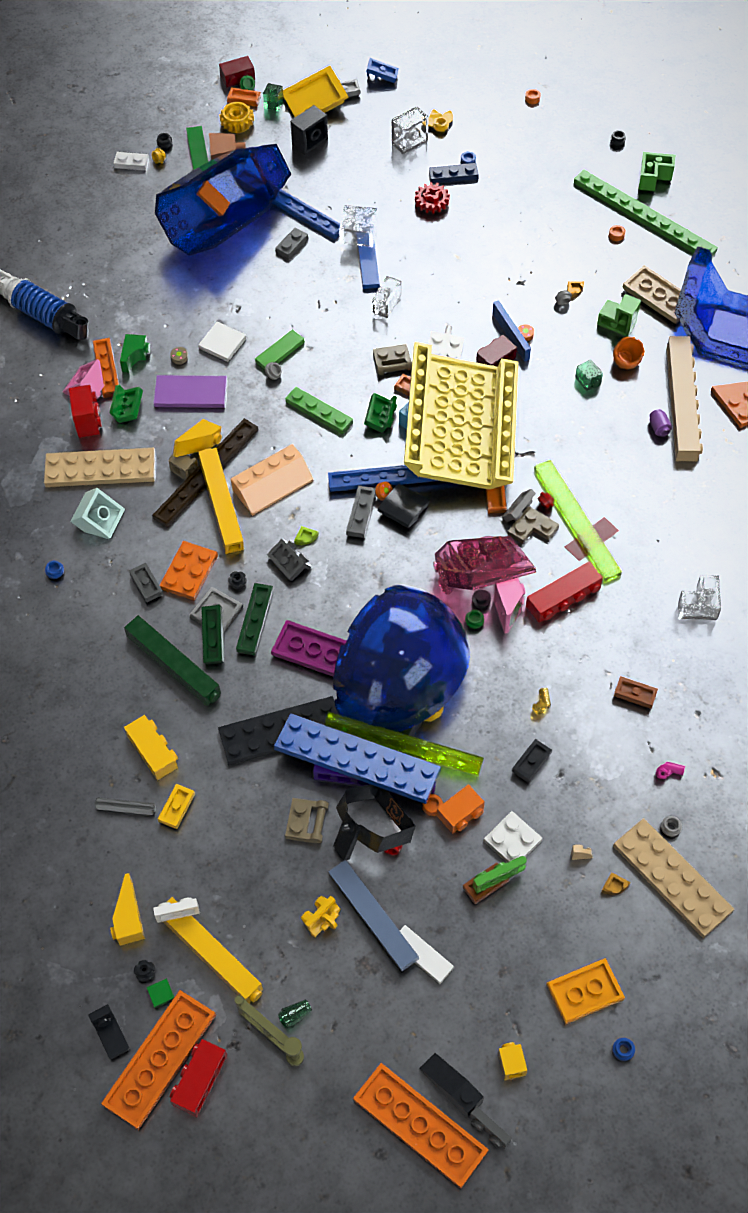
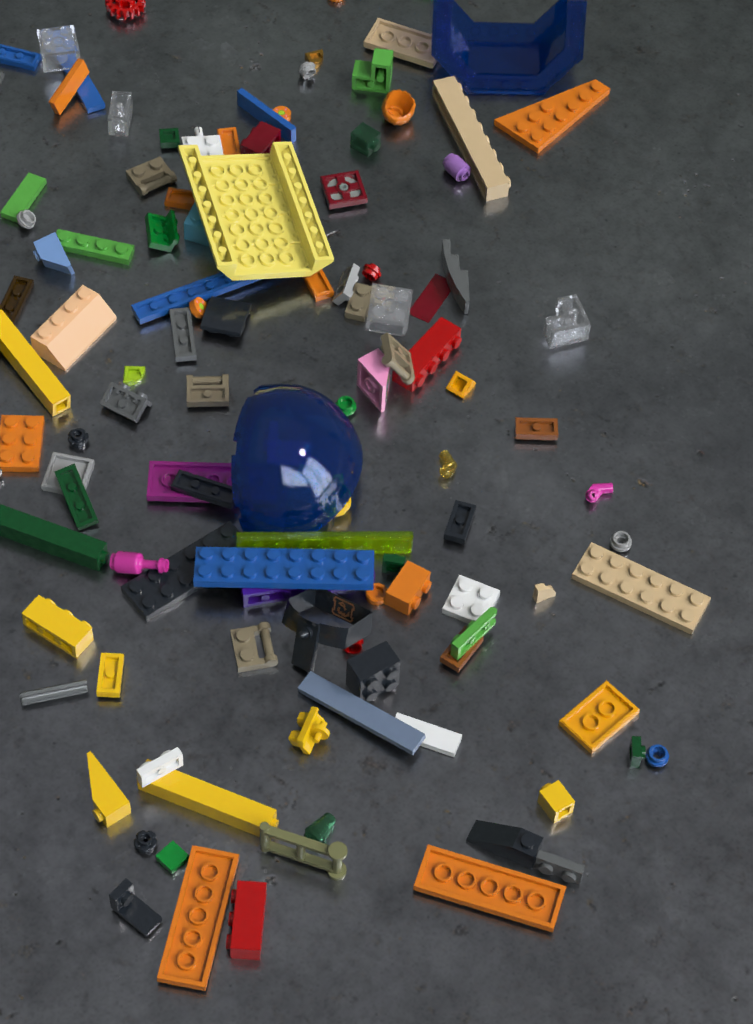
camera: 25 degrees left, 5 degrees down
(236, 711) = (134, 563): none -> dark pink piece
(254, 619) = (114, 470): dark green plate -> none
(281, 407) = (52, 254): none -> medium blue slope
(316, 657) = (203, 489): none -> black tile
(354, 261) = (69, 86): none -> orange tile
(360, 573) = (205, 393): none -> dark tan plate
(396, 882) = (373, 672): none -> black brick
(421, 329) = (169, 138): none -> dark green plate
(456, 781) = (392, 563): none -> dark green plate
(471, 346) = (229, 140): none -> orange tile
(480, 563) = (330, 348): clear pink hinge -> none
(481, 598) = (344, 385): black plate -> none
(534, 587) = (397, 358): none -> dark tan plate
(545, 540) = (389, 309): none -> clear brick
(552, 416) = (343, 189): none -> dark red piece
(578, 520) = (405, 278): clear neon green tile -> none
(584, 629) = (460, 384): none -> light orange slope
(605, 1039) = (636, 751): none -> dark green plate
(615, 885) = (588, 612): pearl gold tile -> none
(619, 528) = (456, 278): none -> dark grey slope

